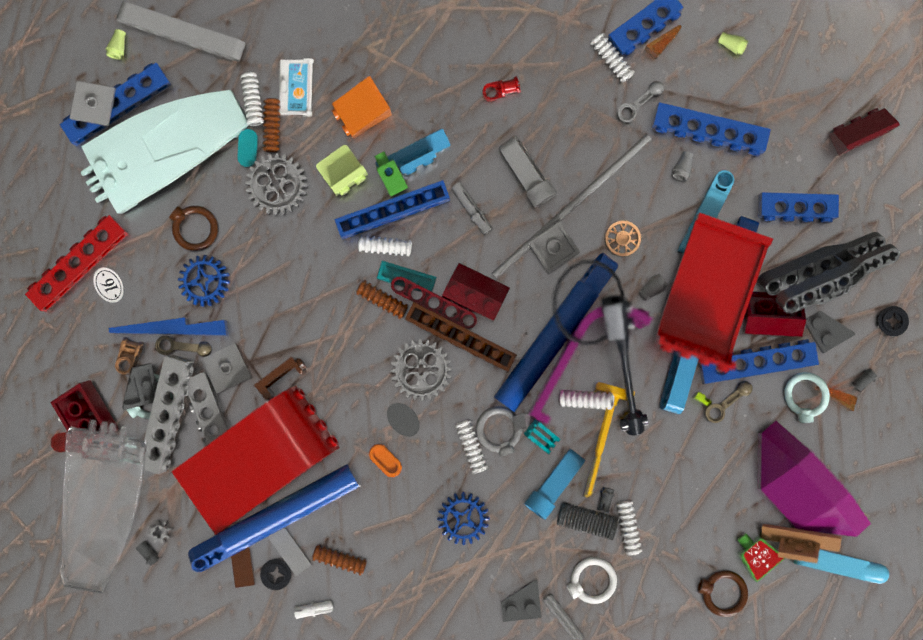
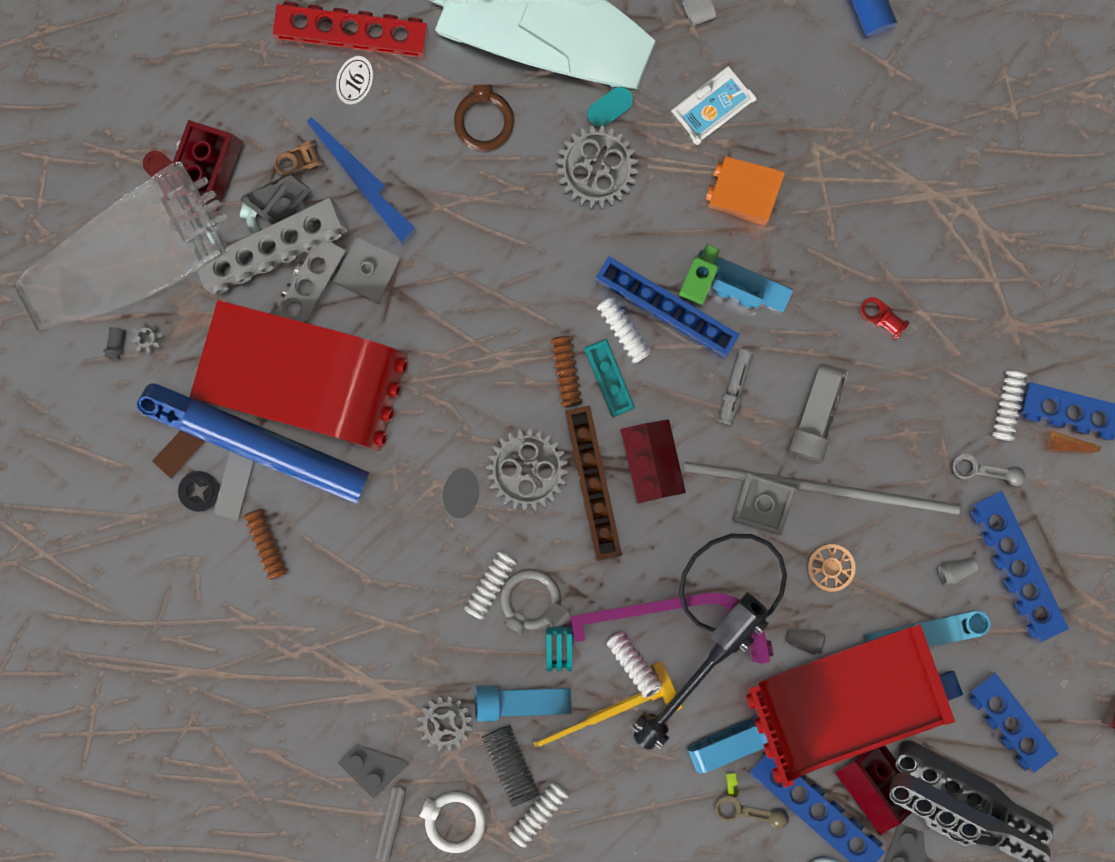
camera: 45 degrees right, 0 degrees up
(196, 282) = (429, 167): blue gear -> none
(203, 348) = (367, 229): dark tan piece -> none
(251, 99) = (663, 70): white piece -> none
(264, 384) = (380, 322): reddish brown panel -> none
(271, 125) = (653, 112): dark orange piece -> none
(313, 609) = (194, 558): white axle -> none
(341, 170) = (665, 222): yellowish green bracket -> none
(385, 460) = (404, 508): orange tile -> none
(426, 295) = (606, 439): dark red beam -> none
(453, 532) = (409, 624): blue gear -> none
(533, 547) = (451, 713): none -> light grey gear
(551, 337) = (664, 577): blue piece -> none
(606, 498) = (548, 767): dark grey pin -> none

